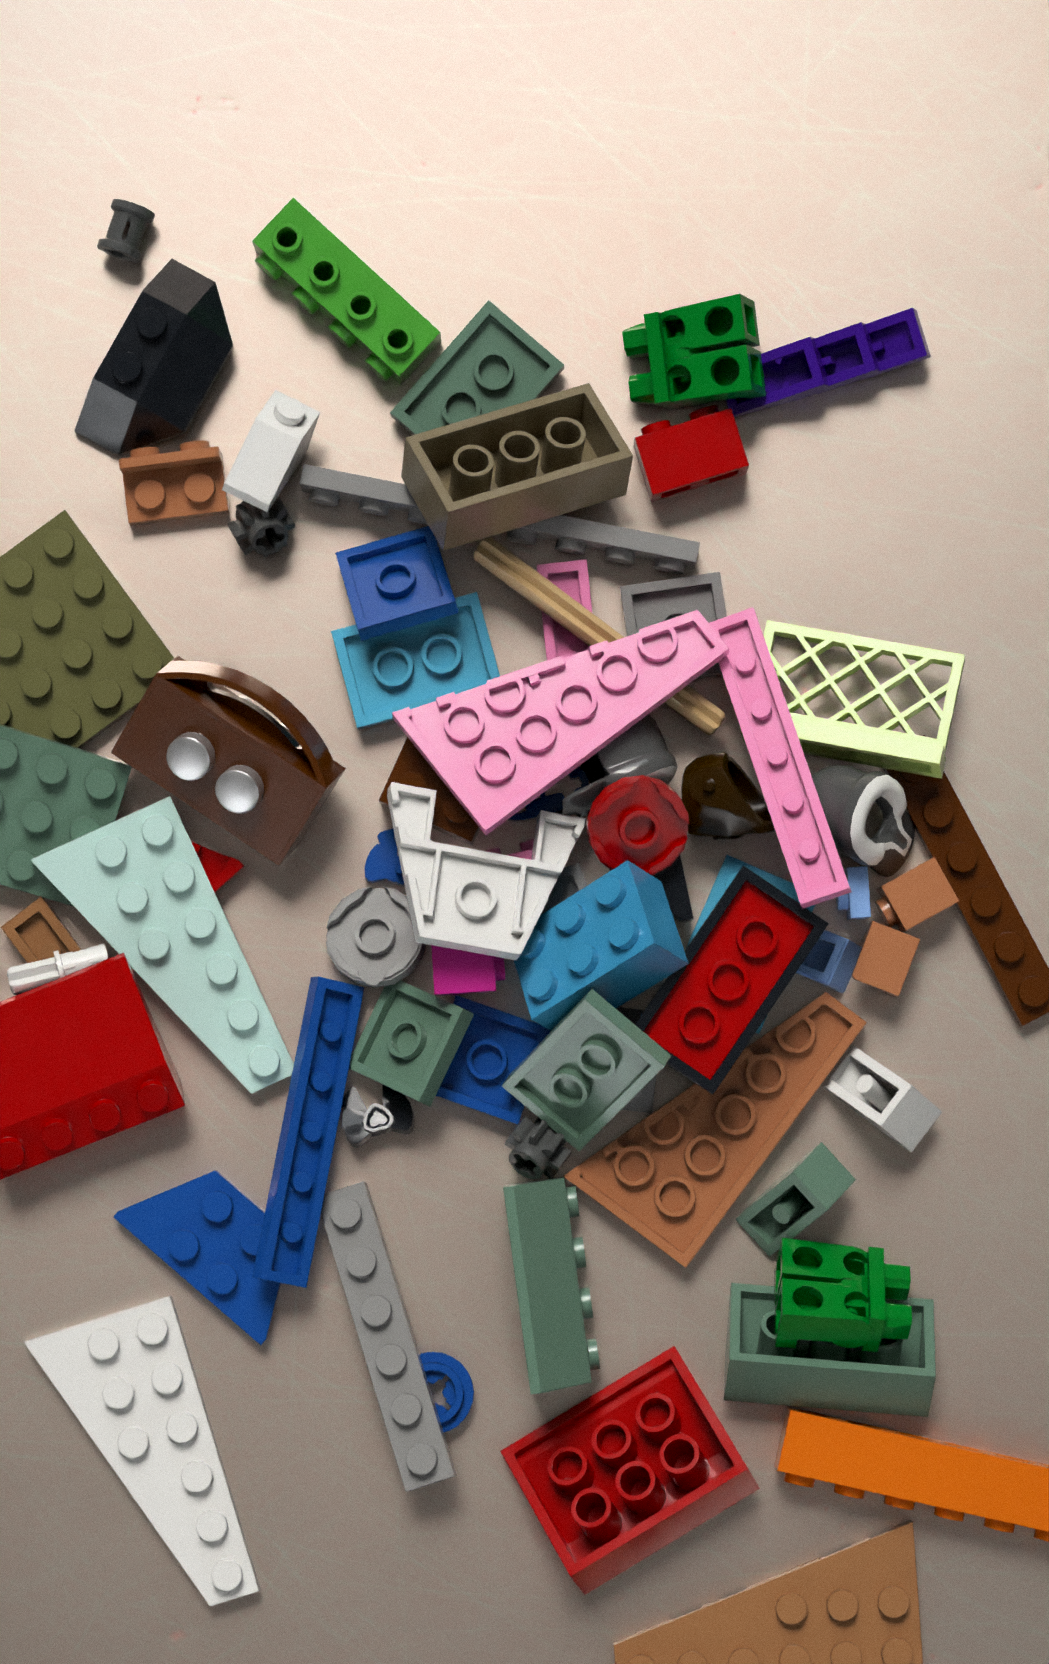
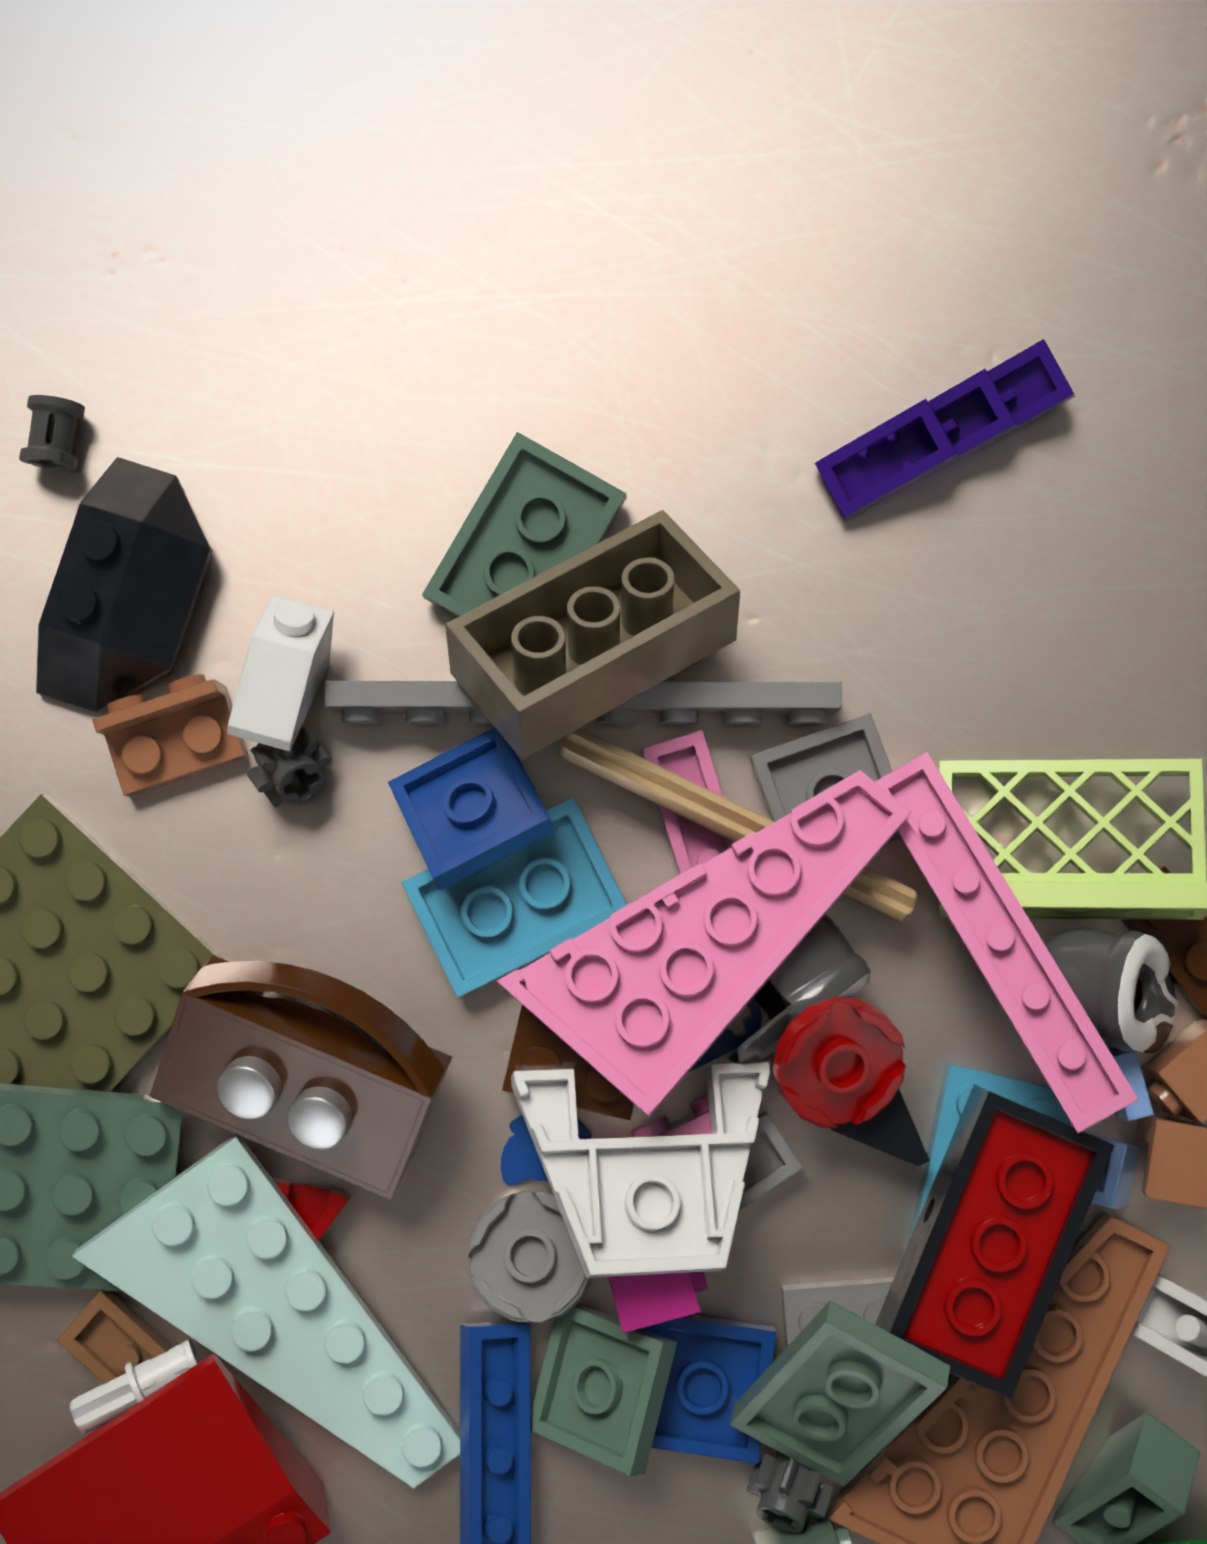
camera: 10 degrees left, 0 degrees up
(346, 292) = (338, 455): bright green brick -> none
(378, 1119) = (560, 1496): black piece -> none
(603, 939) = (825, 1229): dark azure brick -> none
(690, 453) = (804, 572): red brick -> none
(697, 354) = (789, 447): green hips -> none
(722, 799) = (938, 1002): dark brown helmet -> none

